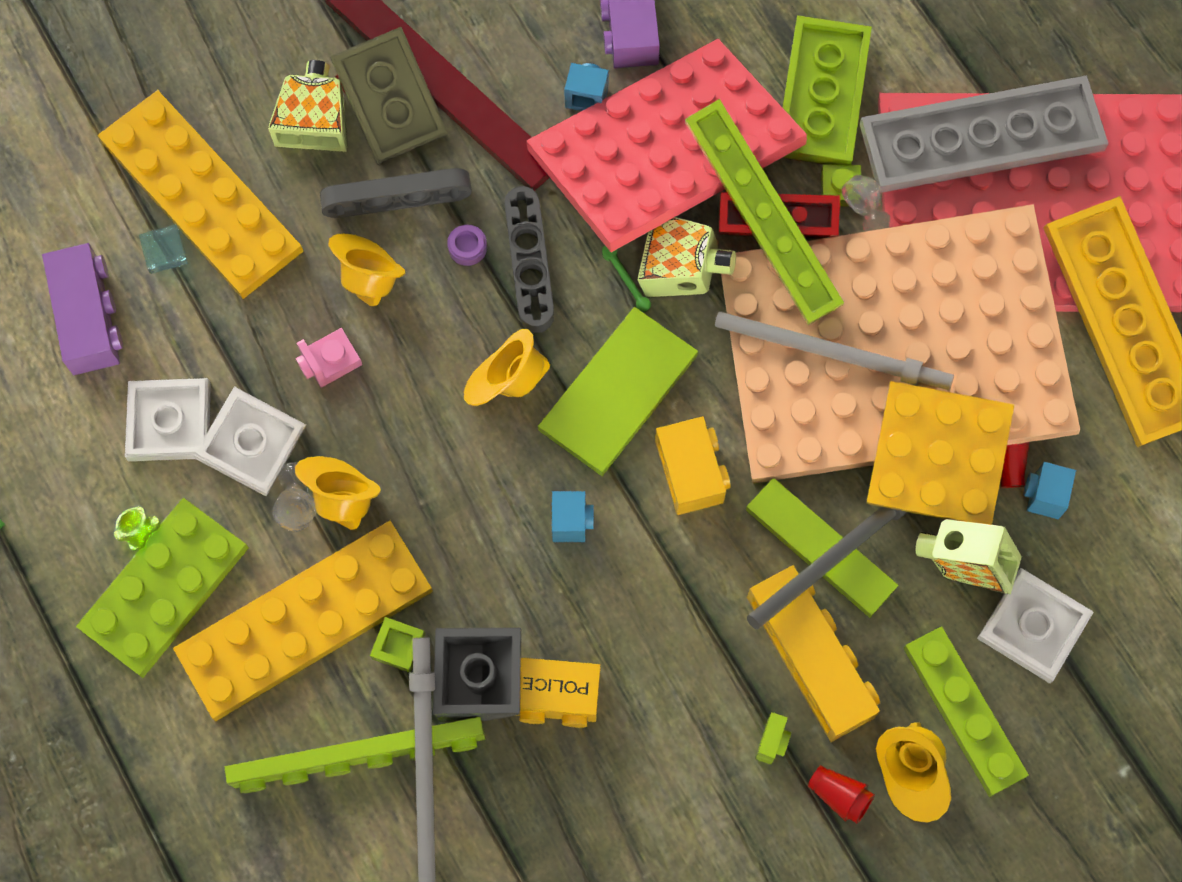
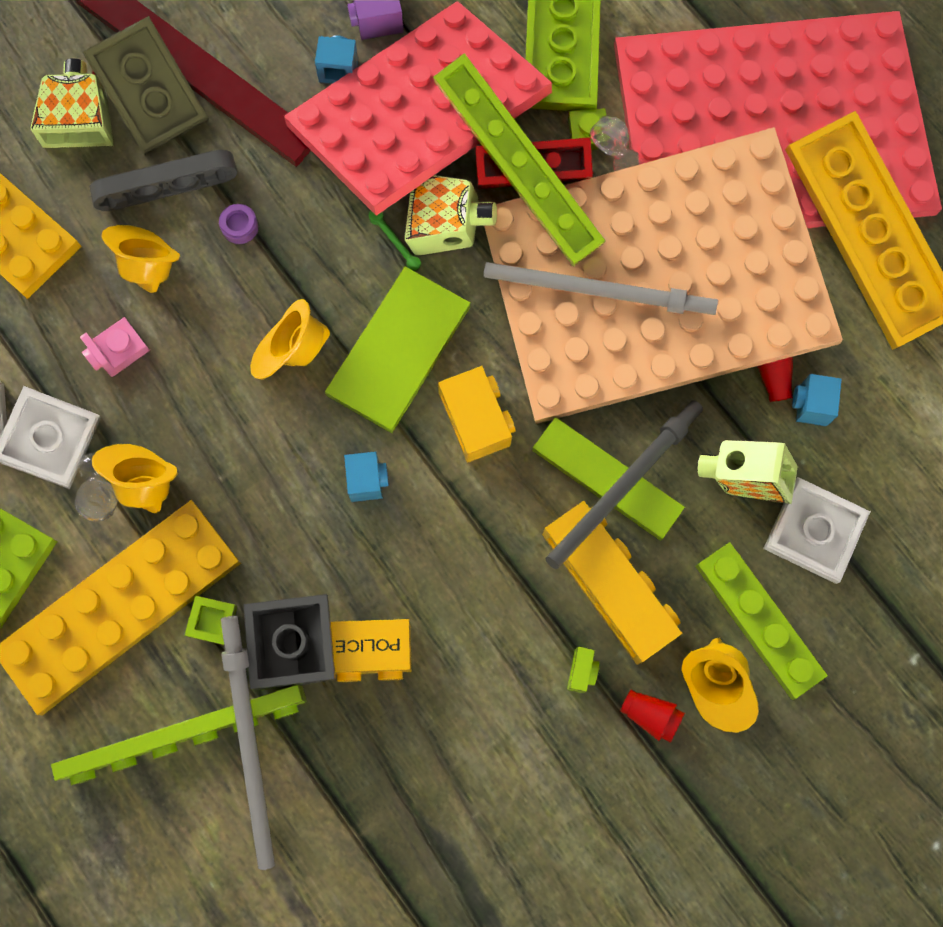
camera: 10 degrees left, 5 degrees up
(529, 259) = (297, 231): dark grey beam -> none
(940, 454) = (713, 377): yellow plate -> none
(983, 134) = (718, 65): light grey plate -> none

